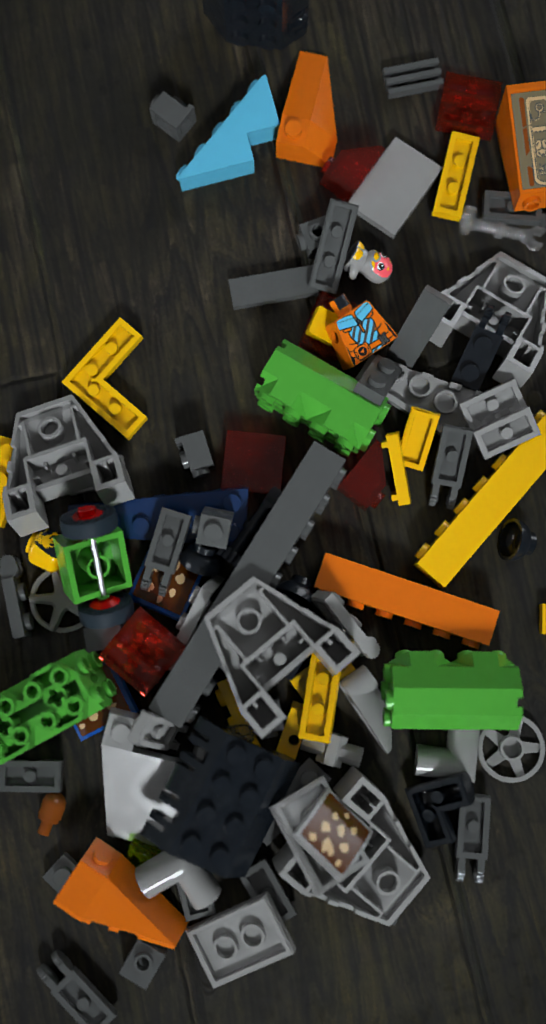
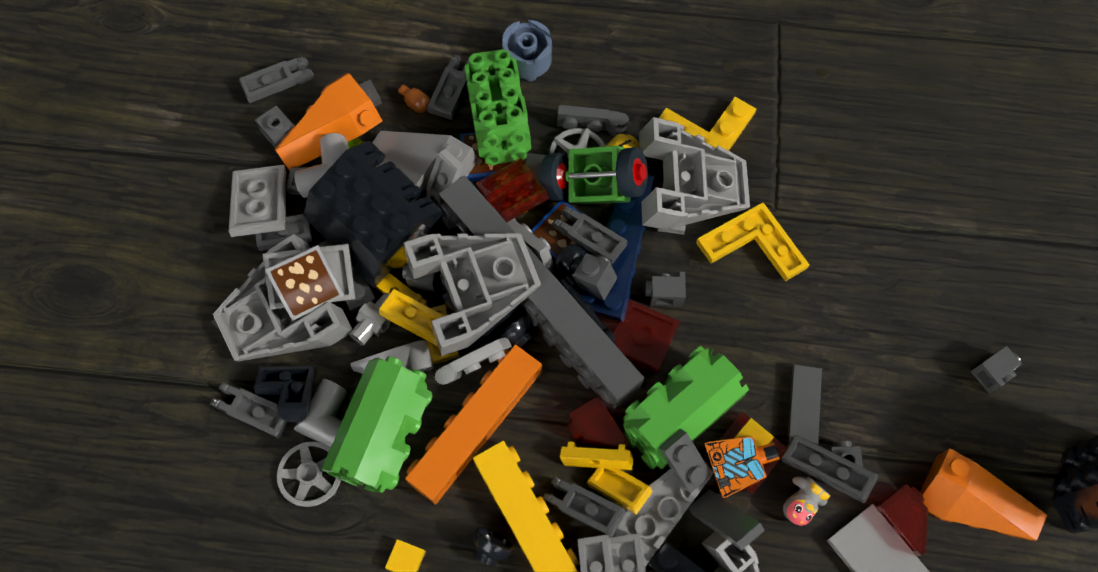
camera: 105 degrees right, 15 degrees down
(229, 149) = (953, 410): medium azure slope -> none

